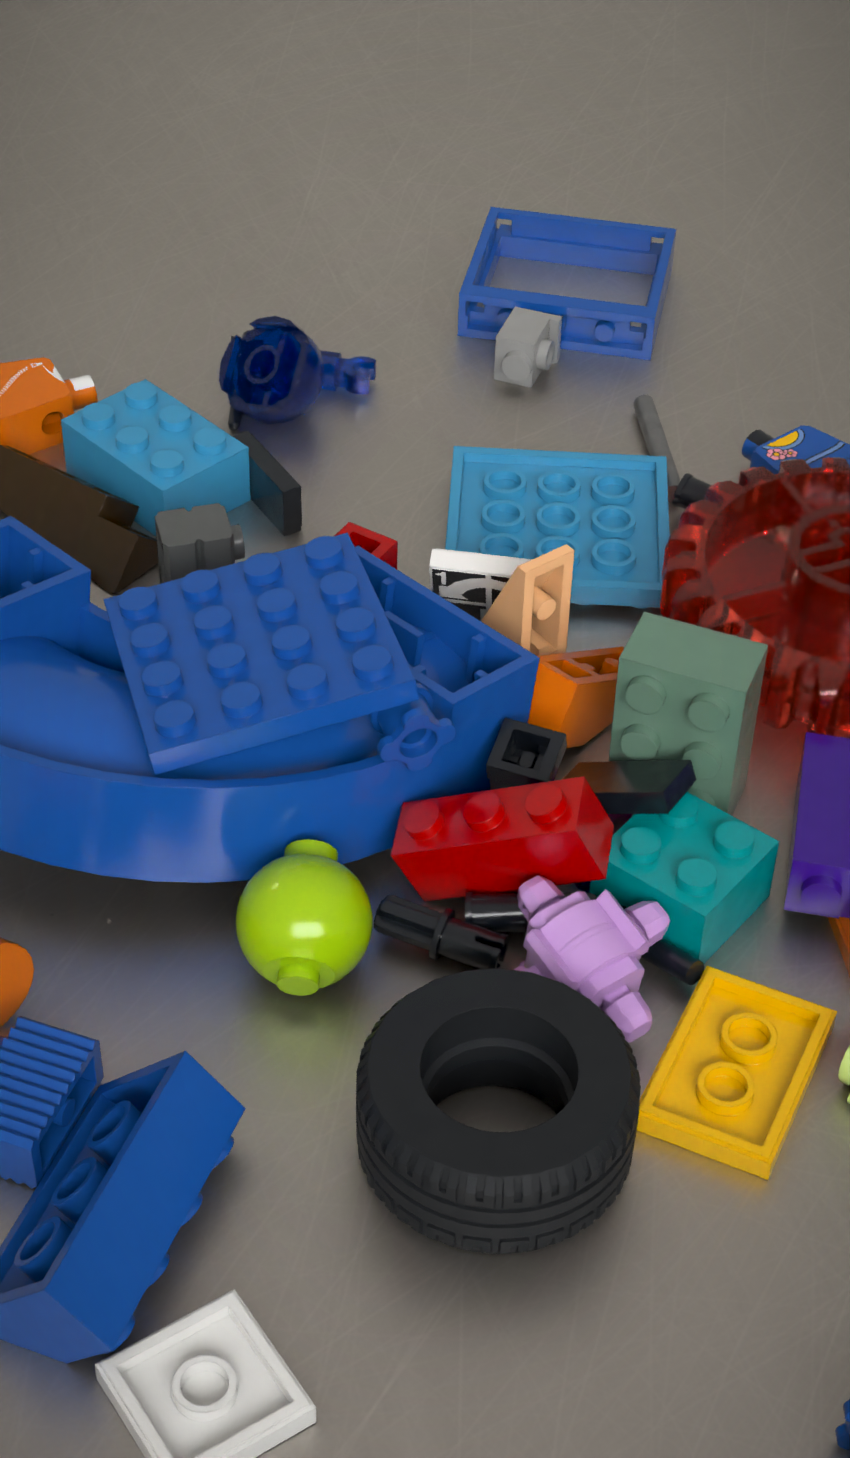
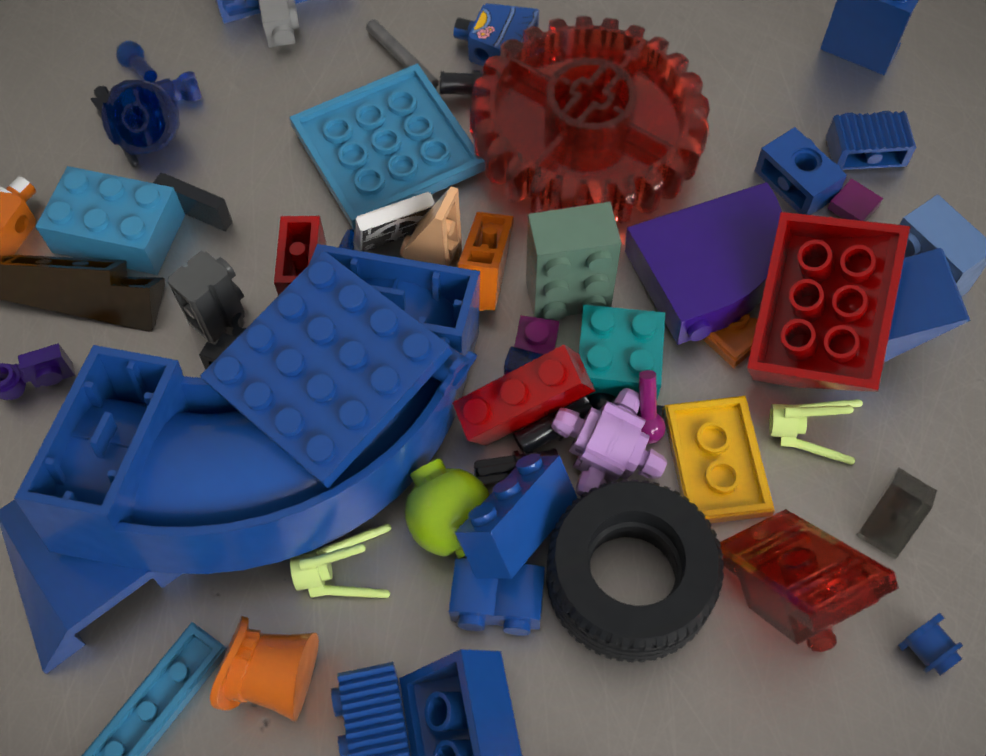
camera: 30 degrees left, 20 degrees up
(95, 908) = (315, 567): none -> yellowish green plant
(293, 1052) = (500, 602): none -> blue brick
(319, 322) = (132, 55): none -> clear blue bar
(375, 954) = (516, 517): none -> blue brick
(524, 755) = (500, 333): black piece -> none
(637, 785) = (563, 323): black tile -> none
(665, 974) = (654, 423): none -> magenta bar
(728, 1240) = (803, 577): none -> clear red brick

